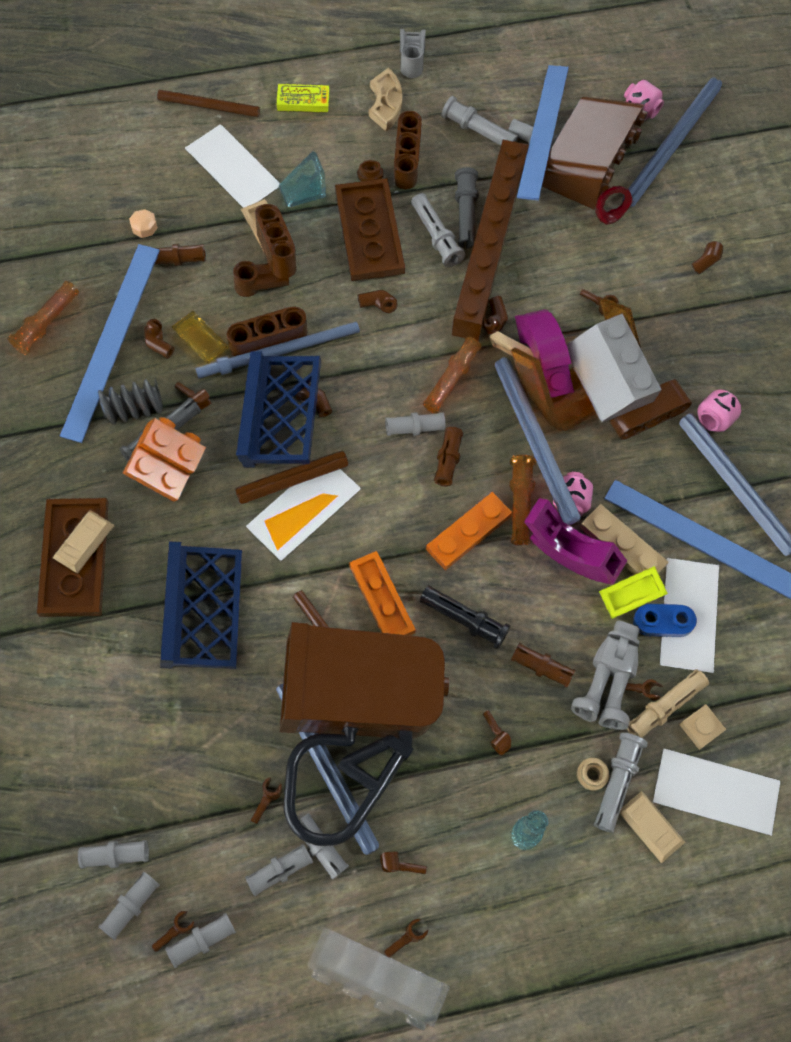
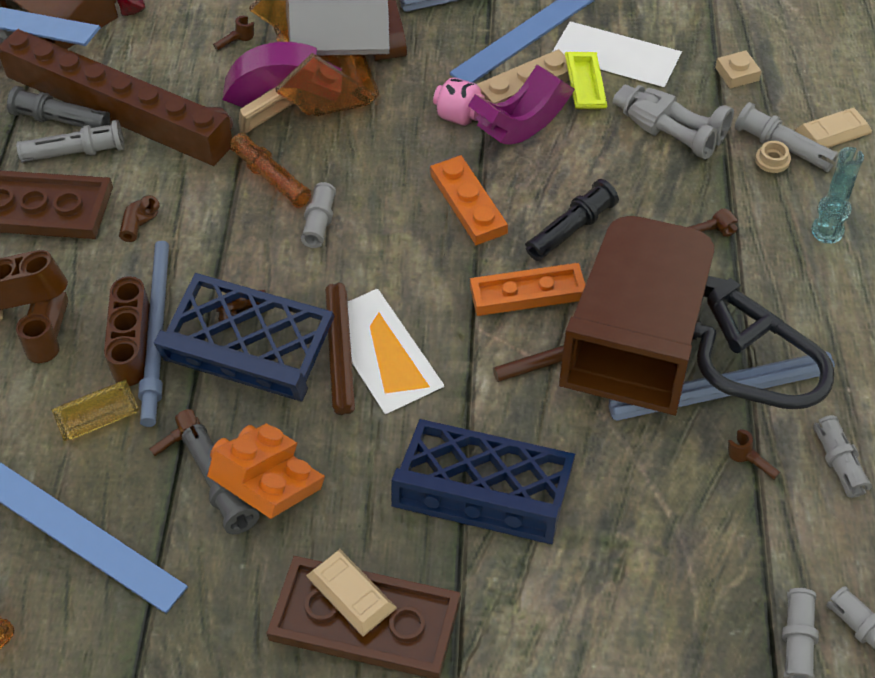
camera: 70 degrees left, 15 degrees down
(131, 401) = (158, 500): dark grey piece -> none
(154, 339) = (72, 464): reddish brown arm -> none
(325, 854) = (833, 404): light grey pin -> none
(391, 863) = (845, 347): reddish brown hand -> none
(448, 456) = (372, 194): reddish brown pin -> none
(521, 486) = (433, 140): clear orange pin -> none
(537, 442) = (383, 108): sand blue axle -> none
(543, 665) = (644, 170): reddish brown pin -> none
(645, 688) = (690, 100): reddish brown hand -> none
(658, 711) = (717, 92): tan pin -> none
(665, 620) = (620, 66): blue plate -> none
(717, 791) = (803, 78): white sticker -> none

